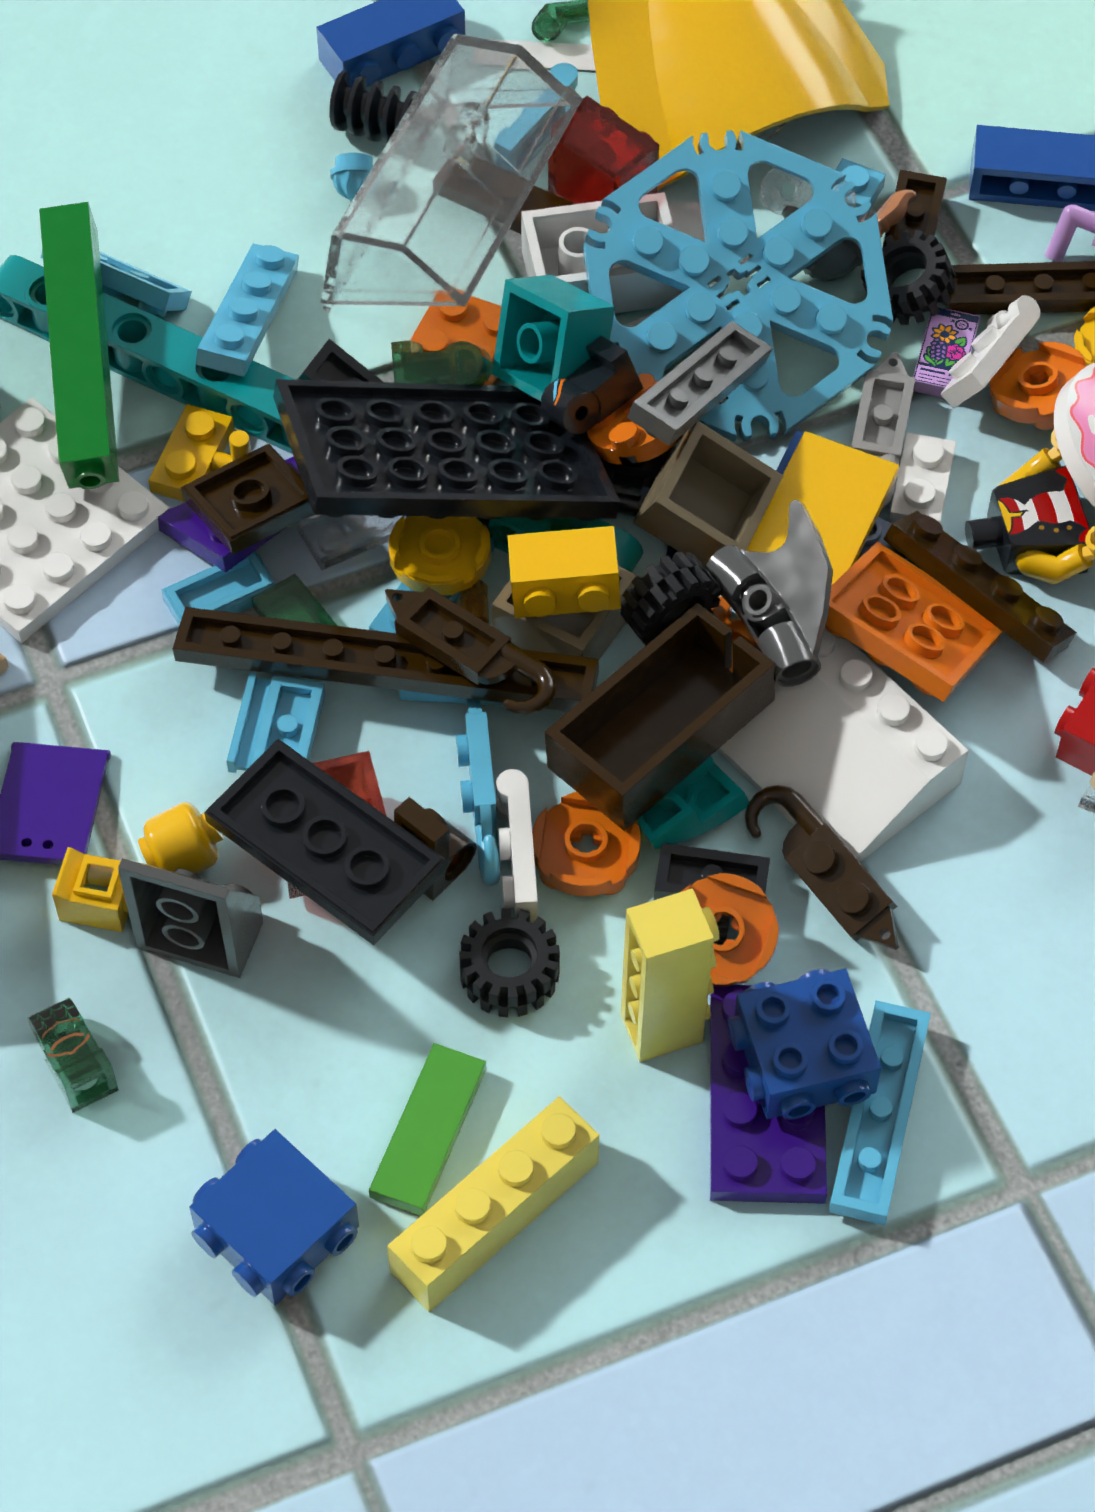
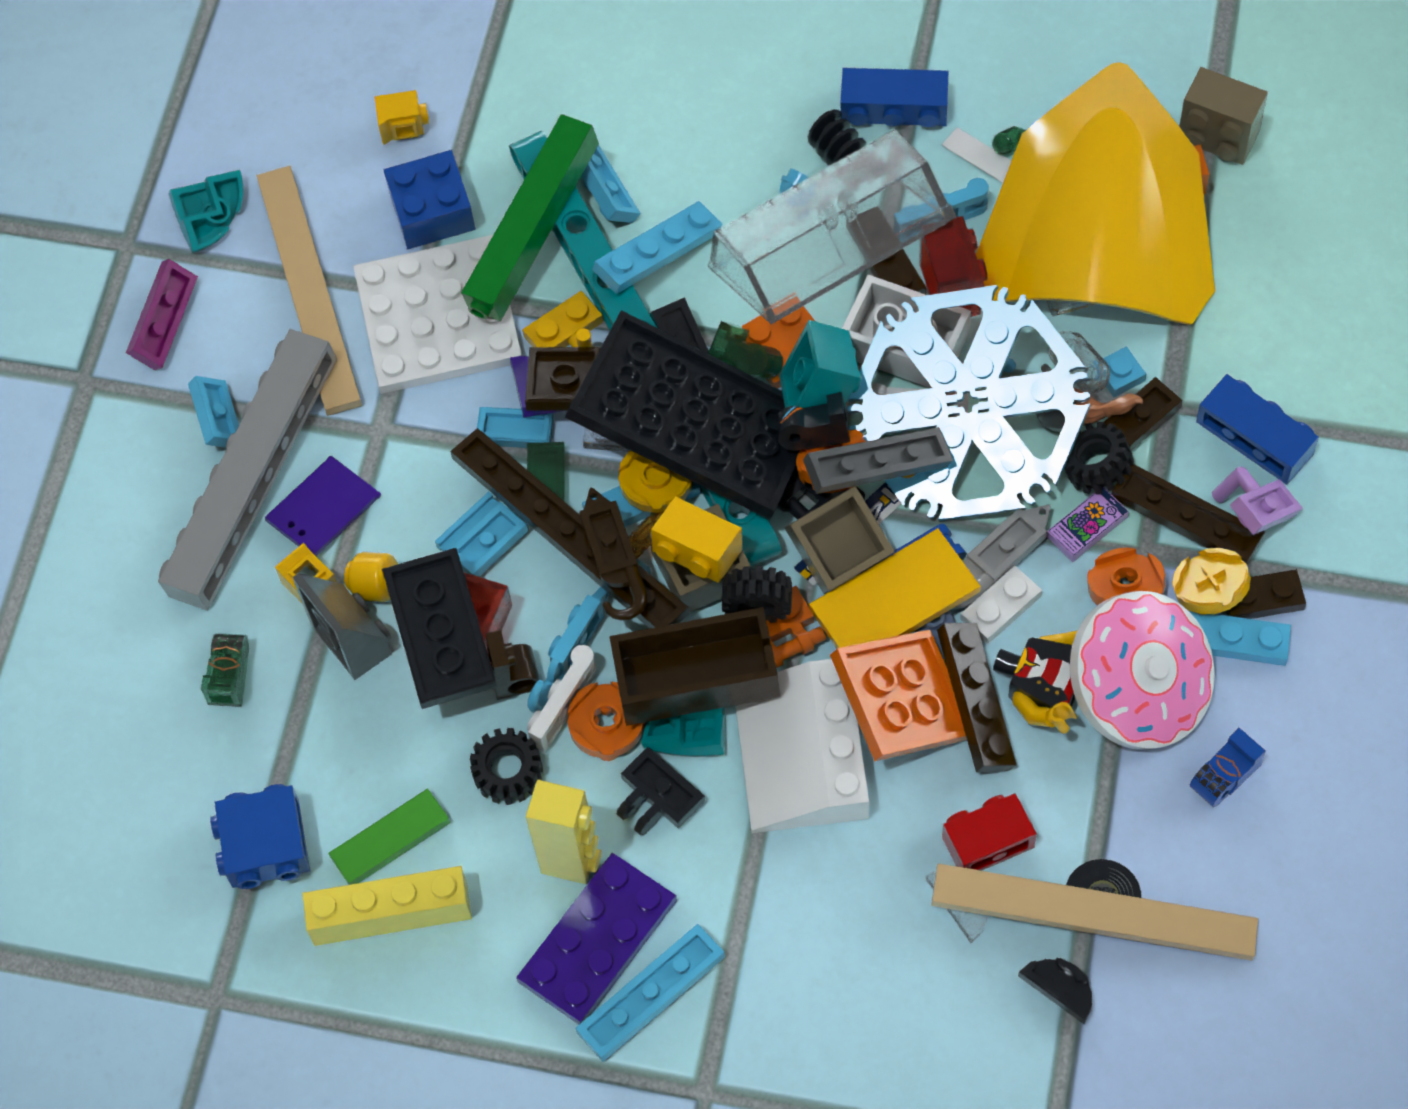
camera: 40 degrees right, 5 degrees up
(751, 915) = (614, 821): orange plate -> none
(781, 596) = (819, 632): dark grey pin -> none
(804, 1044) = (625, 923): blue brick -> none
(829, 868) = (738, 825): dark brown plate -> none
(992, 349) = (1110, 540): white plate -> none

